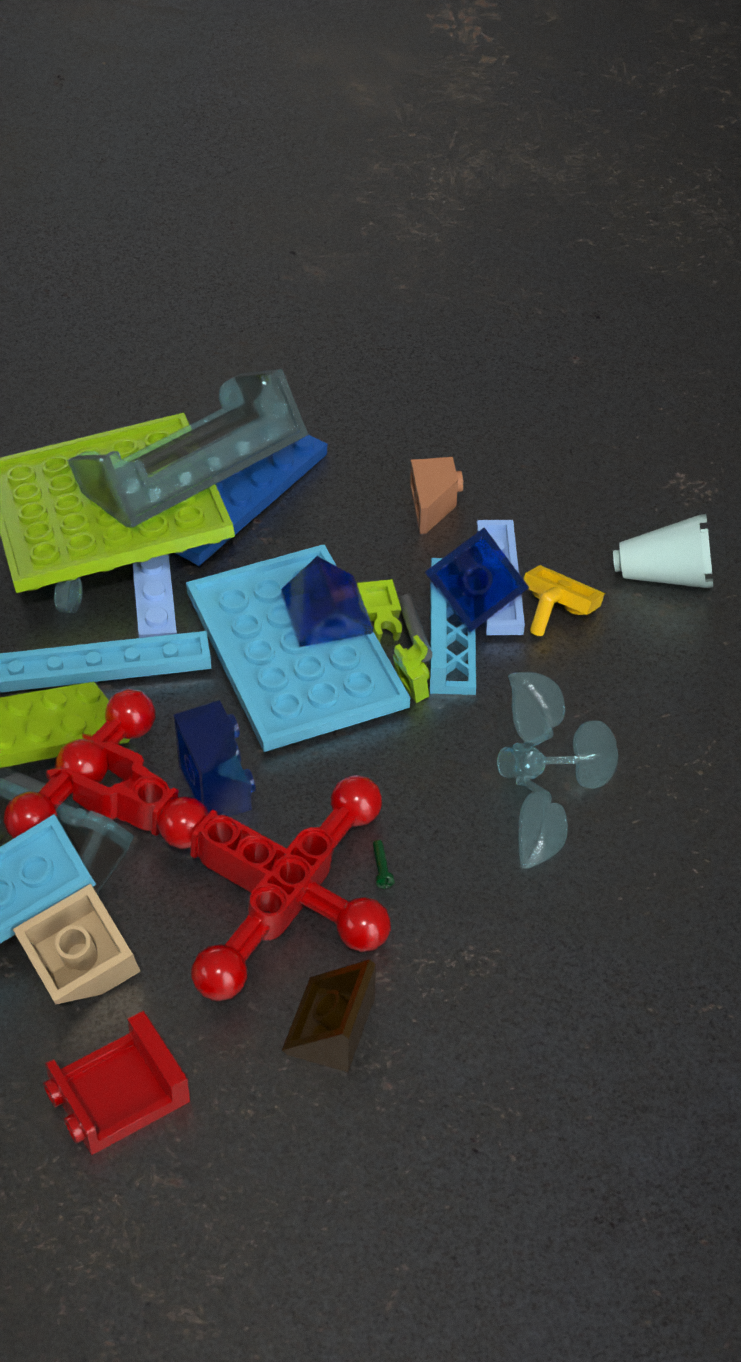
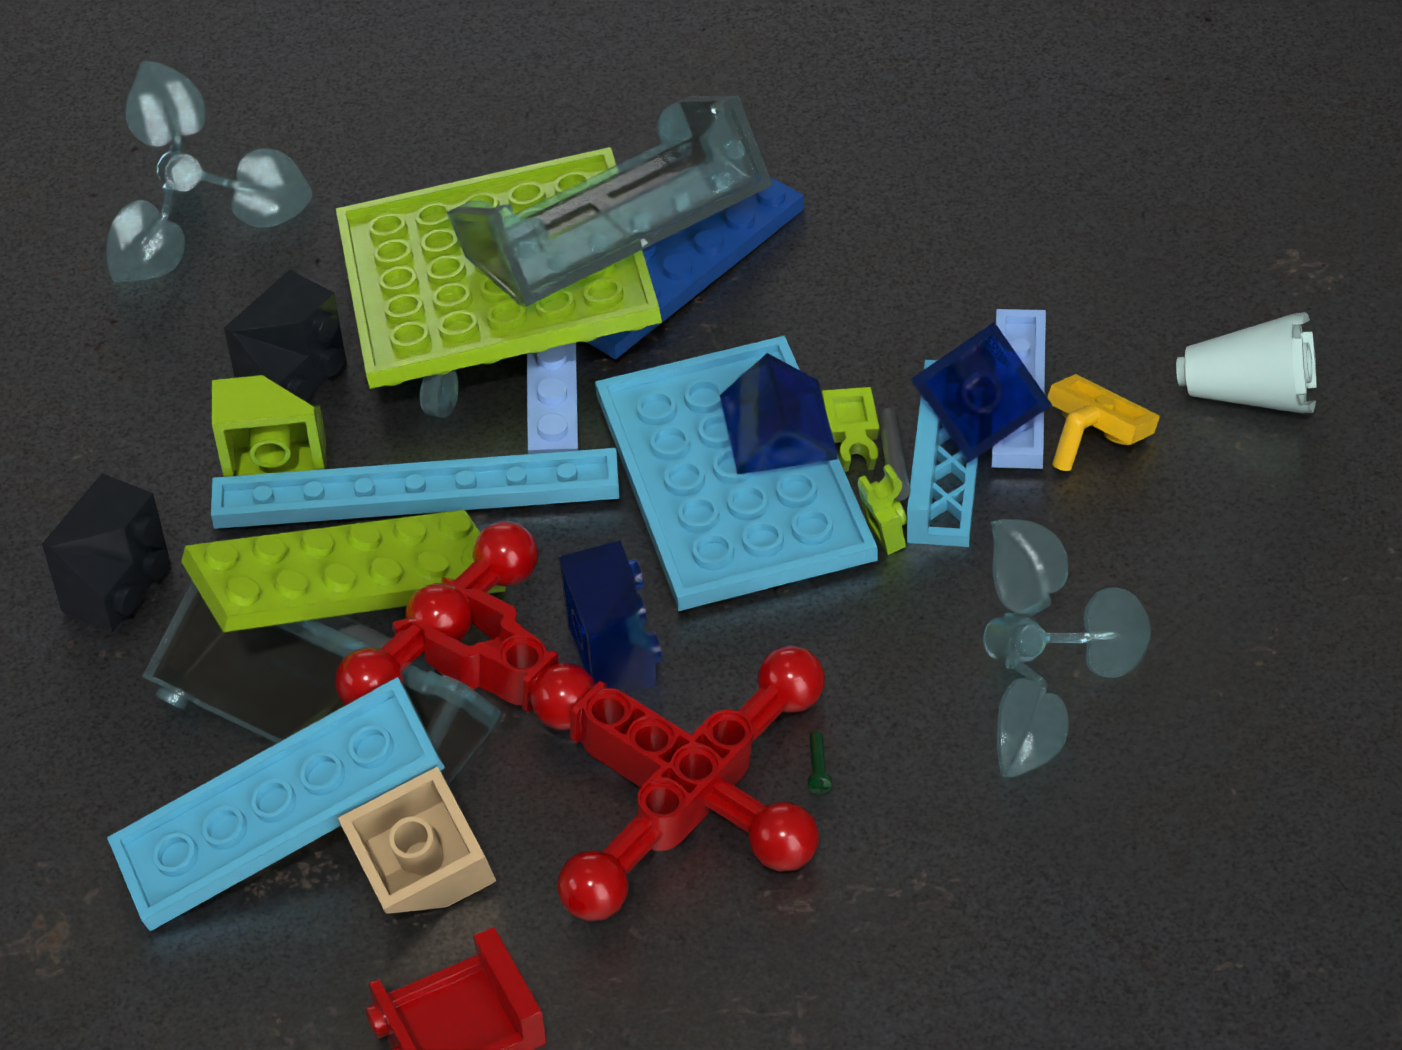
camera: 10 degrees right, 0 degrees up
(333, 1016) = (735, 948): dark brown slope -> none
(434, 490) = (943, 265): nougat slope -> none

